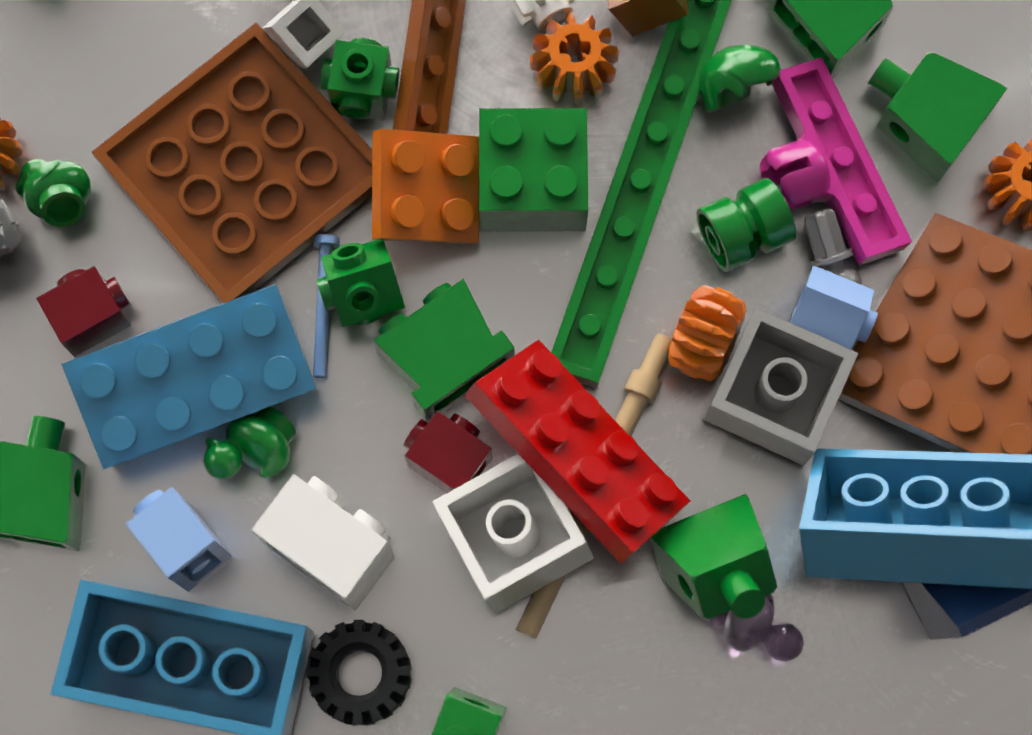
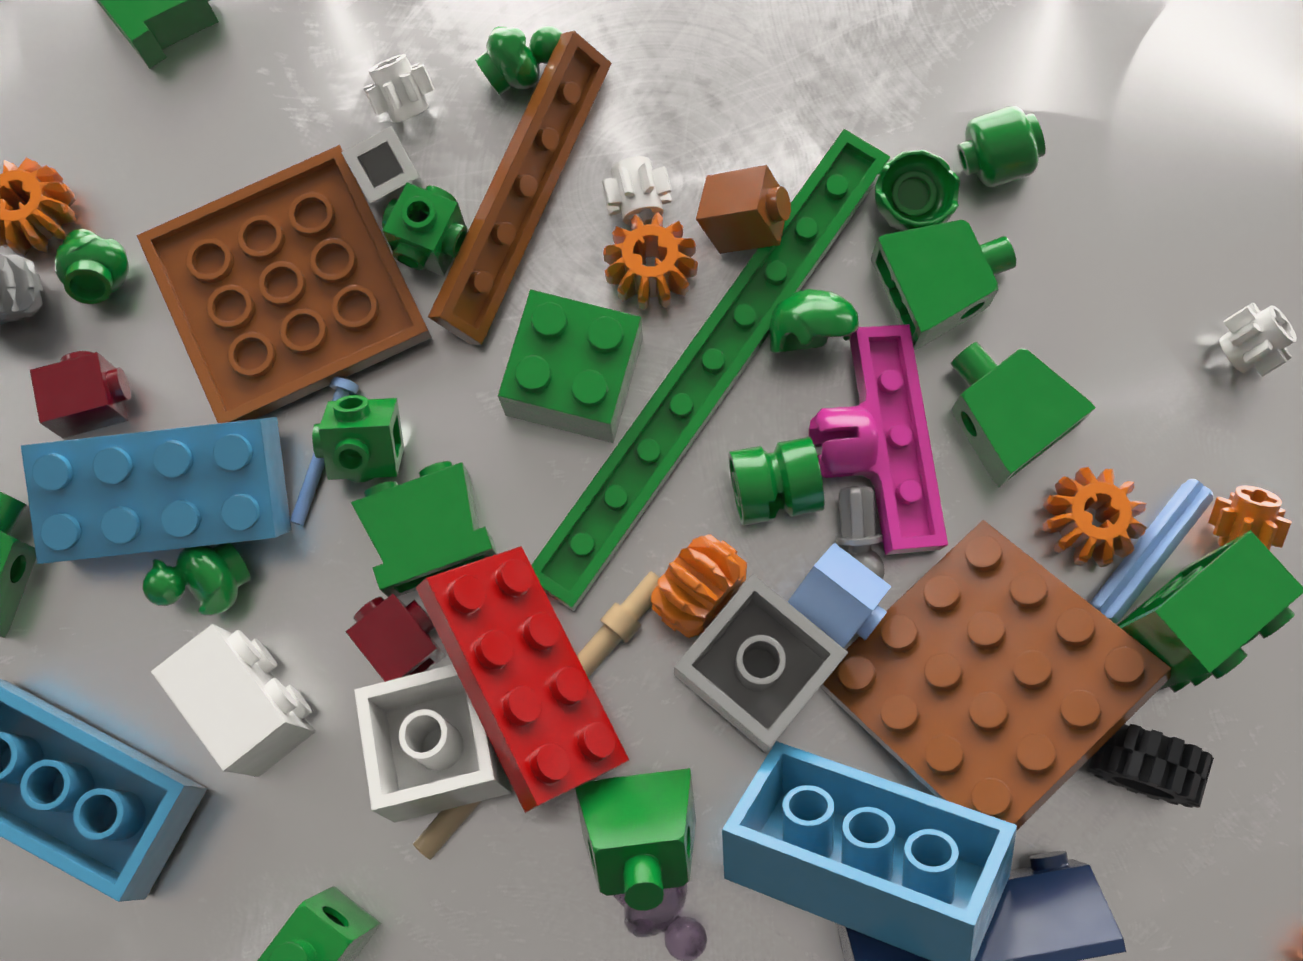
camera: 20 degrees right, 0 degrees up
(177, 538) = (89, 656): light blue brick -> none
(324, 673) = (200, 841): black tyre -> none
(425, 187) = (451, 356): orange plate -> none

